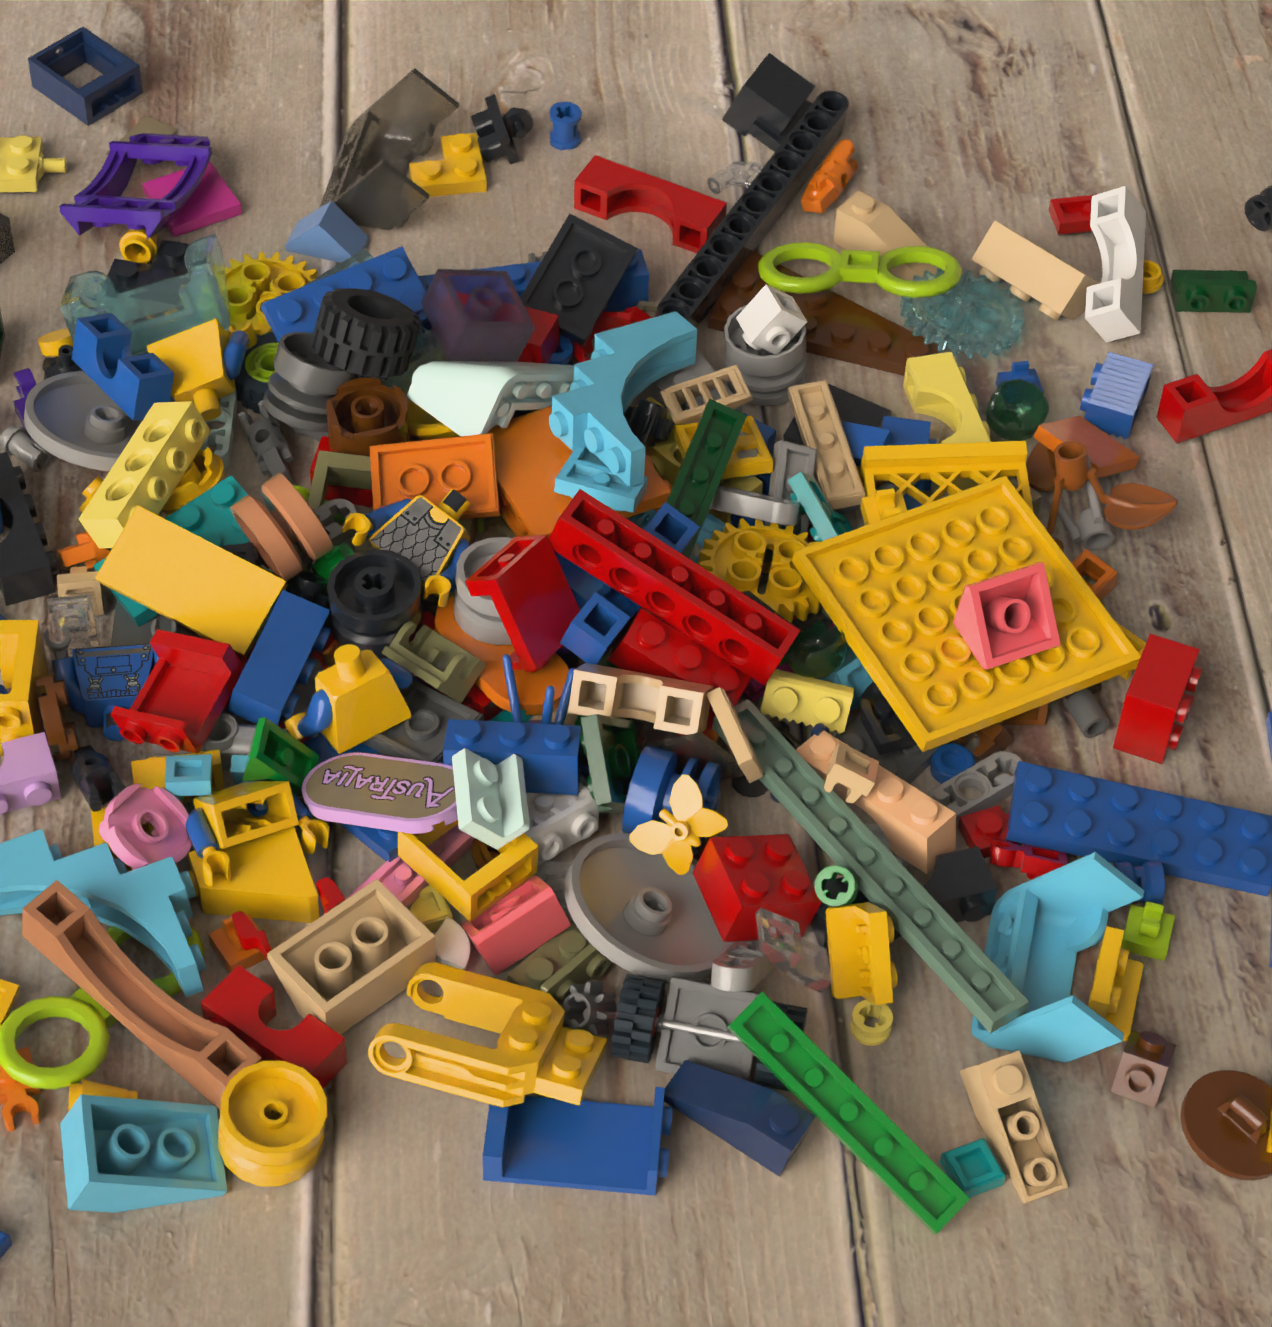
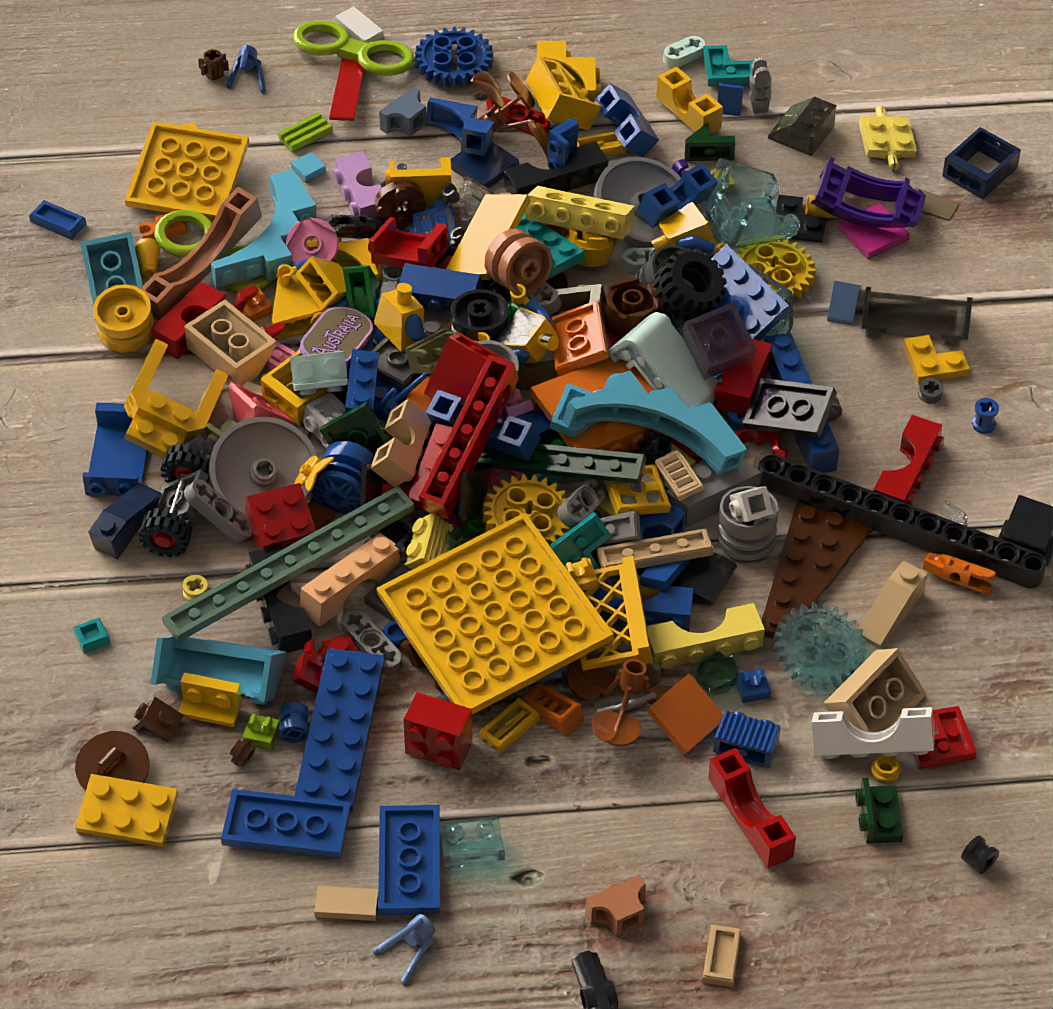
camera: 90 degrees right, 0 degrees up
(189, 775) = (350, 256): medium azure tile -> none
(498, 129) = (973, 380): black hips -> none
(507, 184) = (930, 383): none -> dark grey bush
(735, 734) = (372, 486): tan tile -> none
(789, 953) = (233, 536): clear slope -> none
(830, 874) = (266, 546): bush -> none
(848, 1113) = (109, 554): green plate -> none
(851, 770) = (345, 543): tan tile -> none
(860, 267) = (845, 579): lime bar -> none
(861, 952) = (227, 566): yellow bracket -> none
(1008, 616) = (471, 623): coral slope -> none
(1015, 1124) = (117, 649): tan slope -> none
(1197, 949) = (242, 752): none -> reddish brown plate

